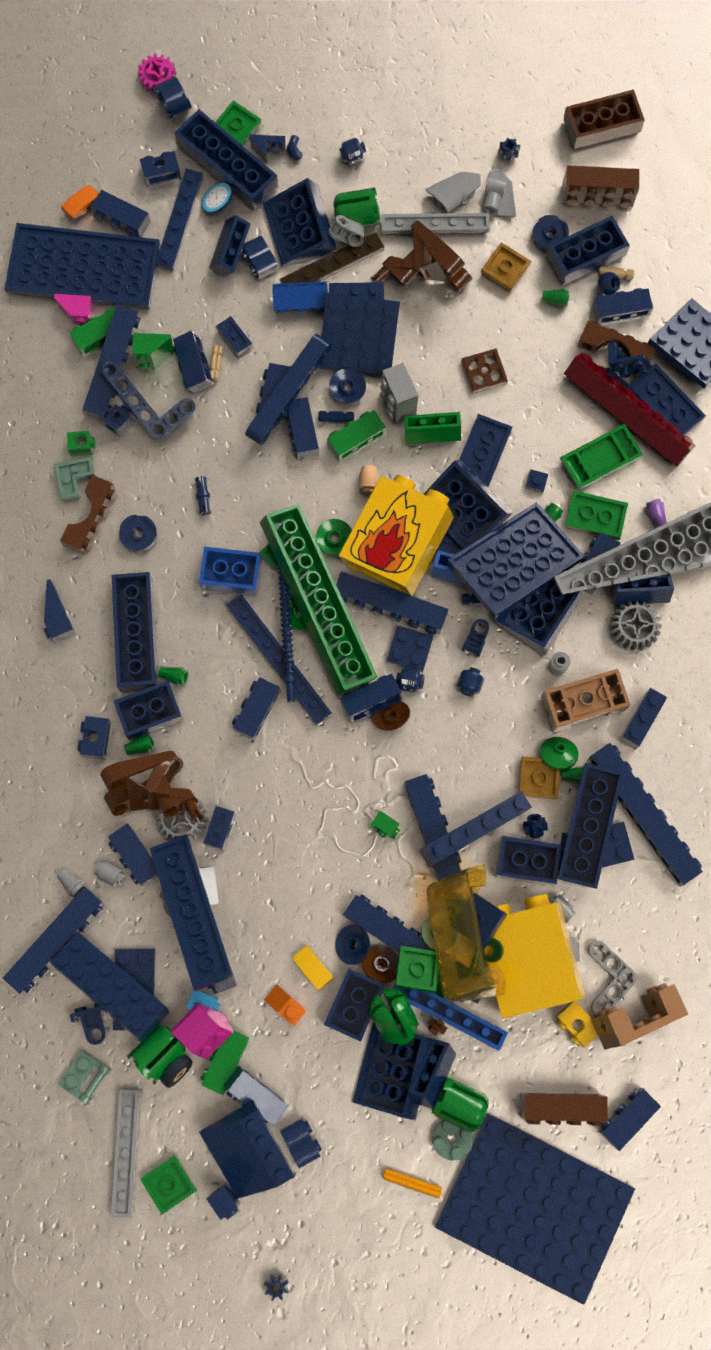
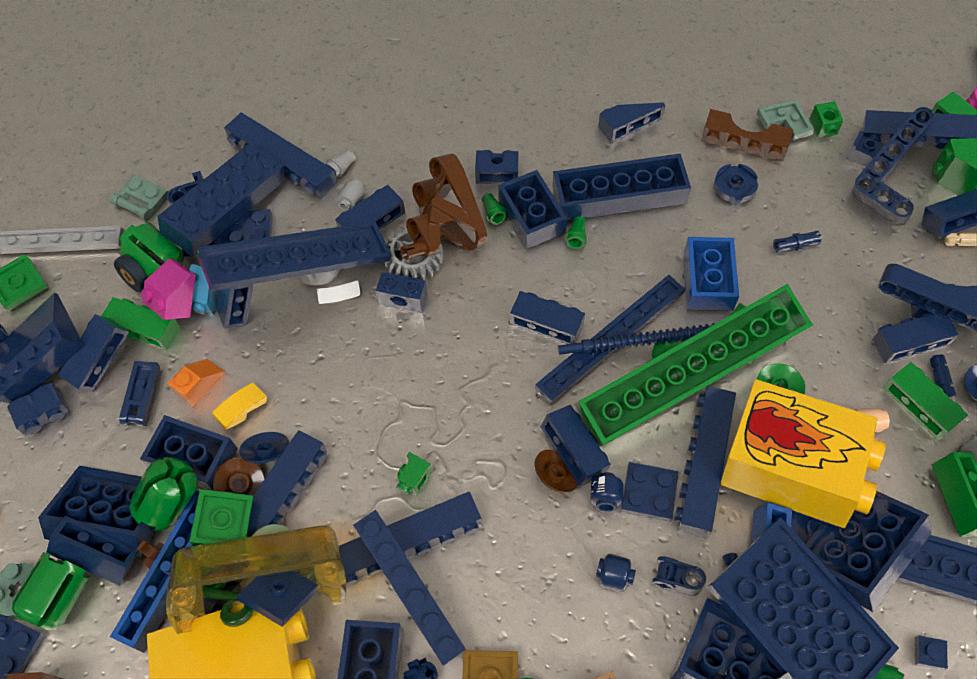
camera: 90 degrees right, 15 degrees down
(292, 1055) = (139, 393): none -> dark blue plate

